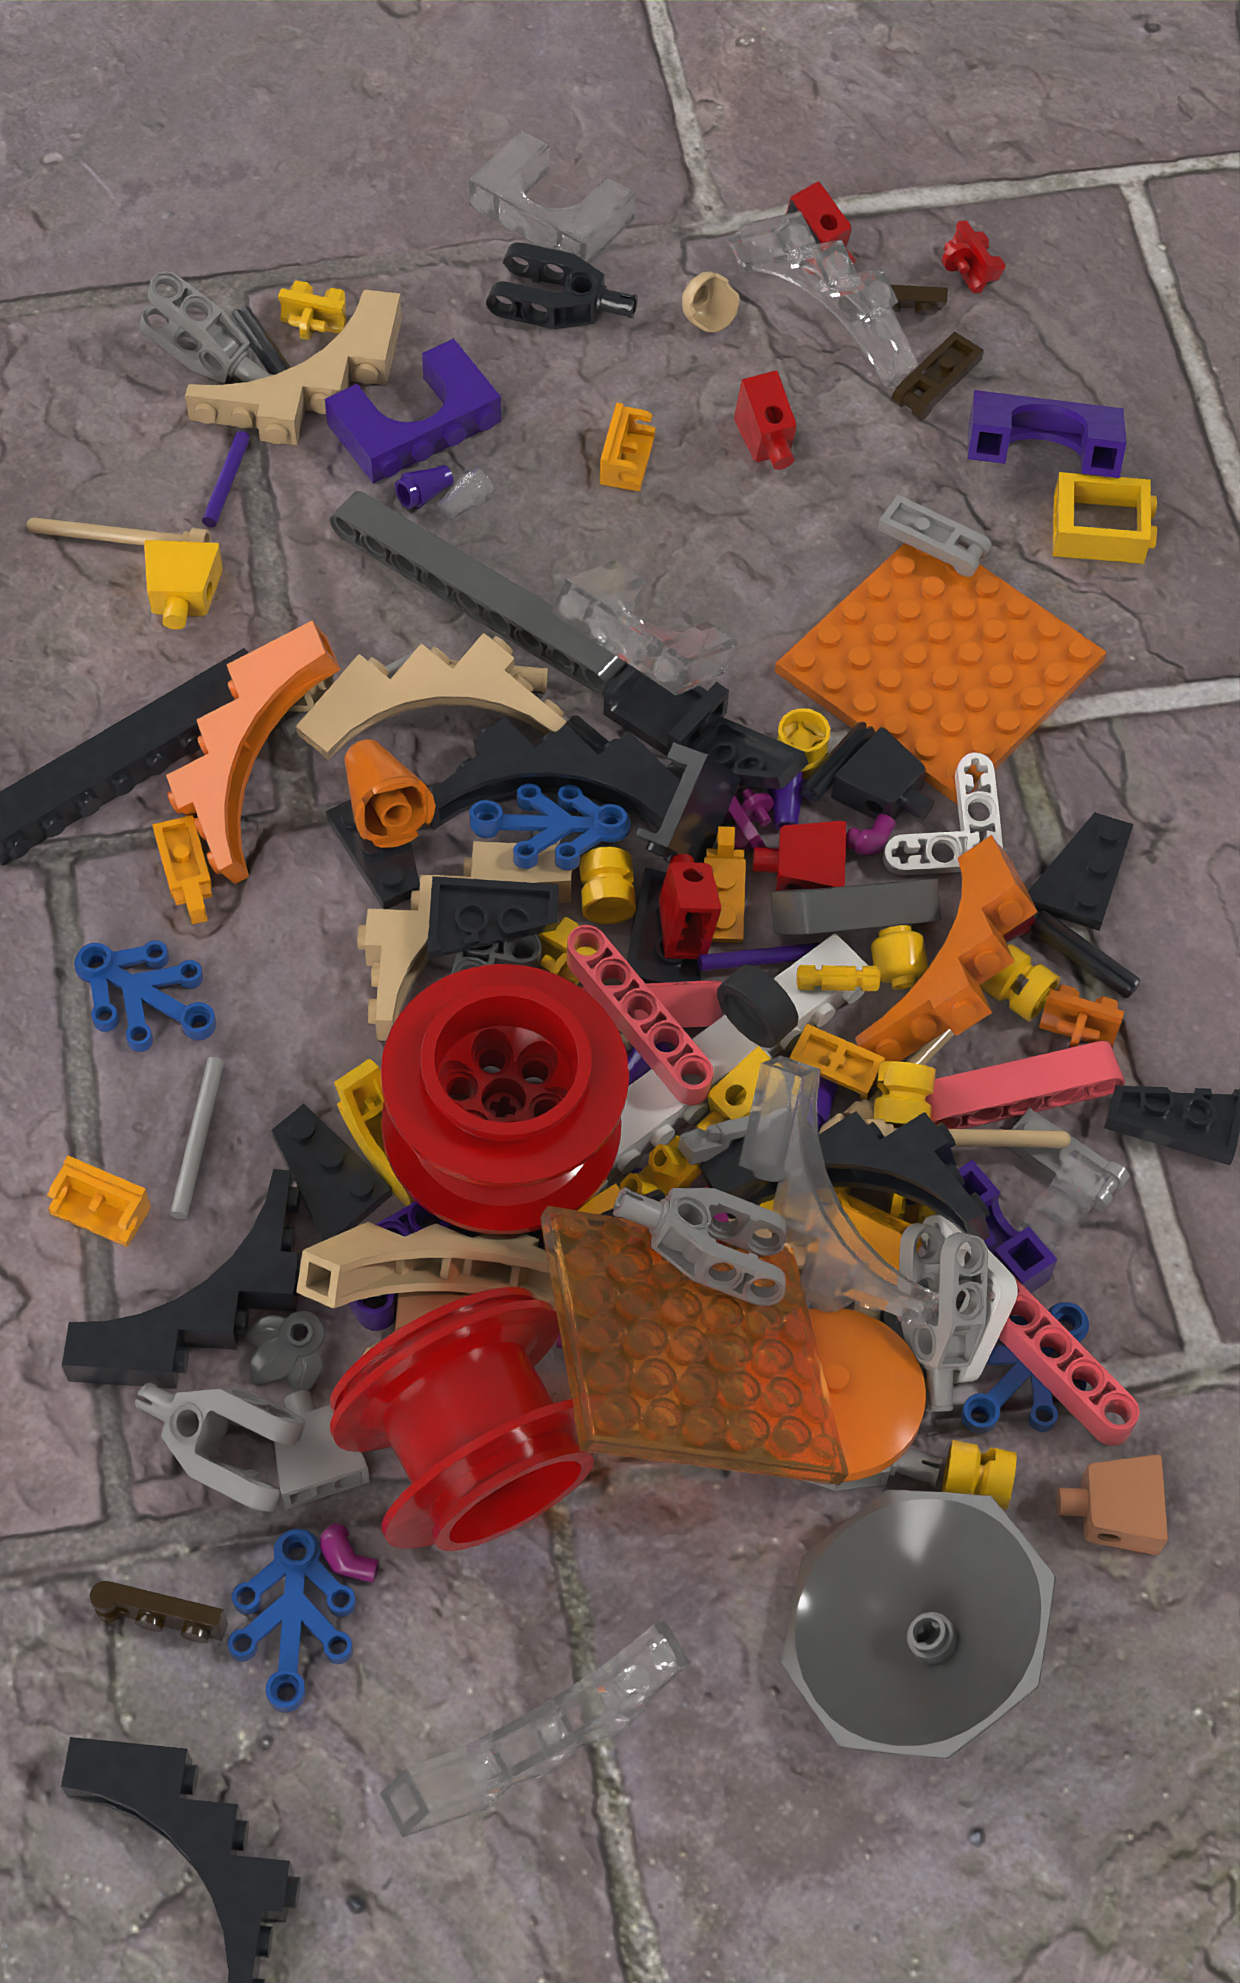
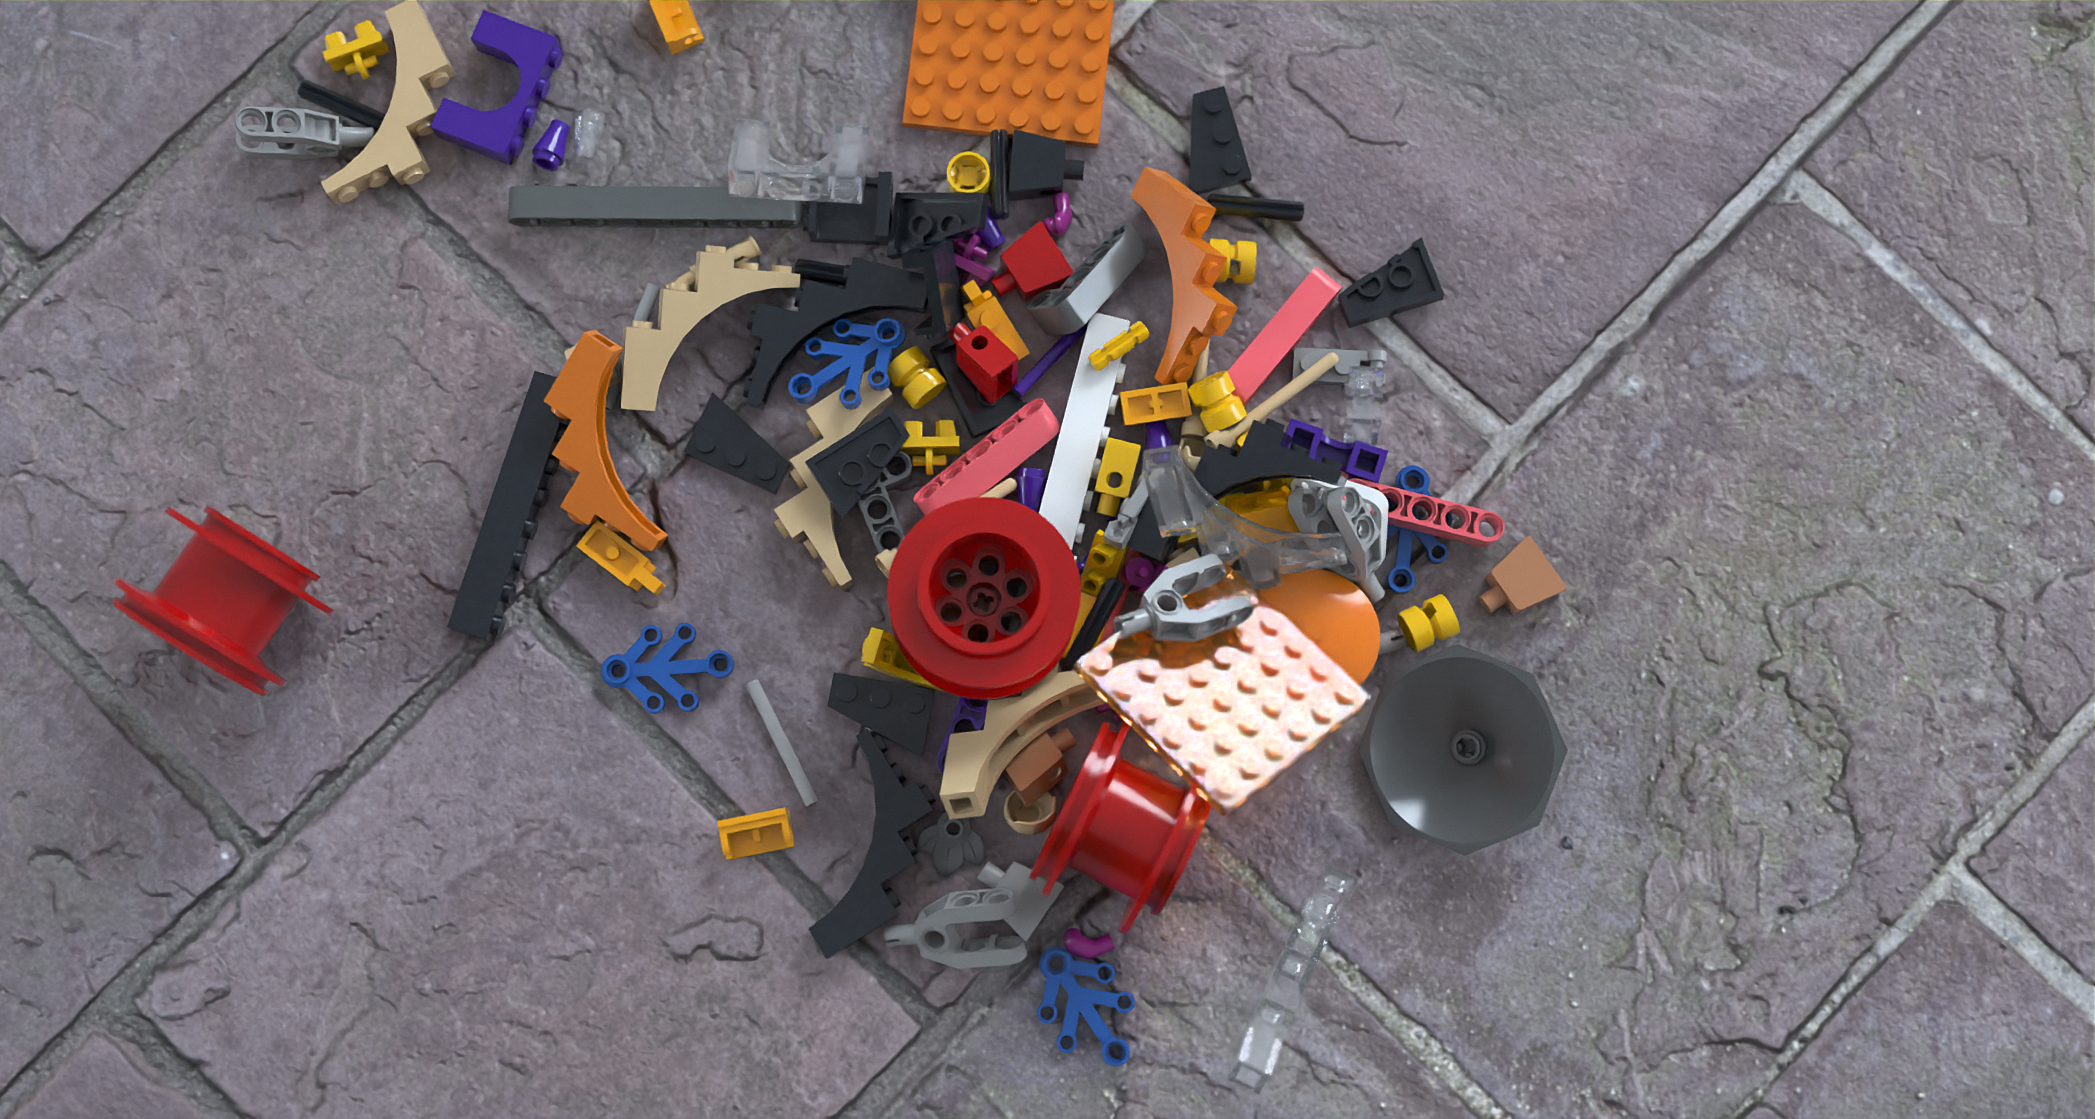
camera: 35 degrees left, 20 degrees up
(111, 533) = (423, 307): tan piece -> none
(156, 1610) = (1003, 1062): dark brown plate -> none
(181, 578) = (441, 343): yellow torso -> none
(226, 479) = (404, 236): dark purple bar -> none
(385, 795) = (719, 417): orange cone -> none
(643, 1033) = (1032, 466): coral beam -> none
(757, 1006) = (1087, 409): black tyre -> none
(899, 956) = (1140, 296): yellow head -> none
(959, 841) = (1122, 179): white beam -> none
(1081, 1018) = (1286, 261): orange hips -> none

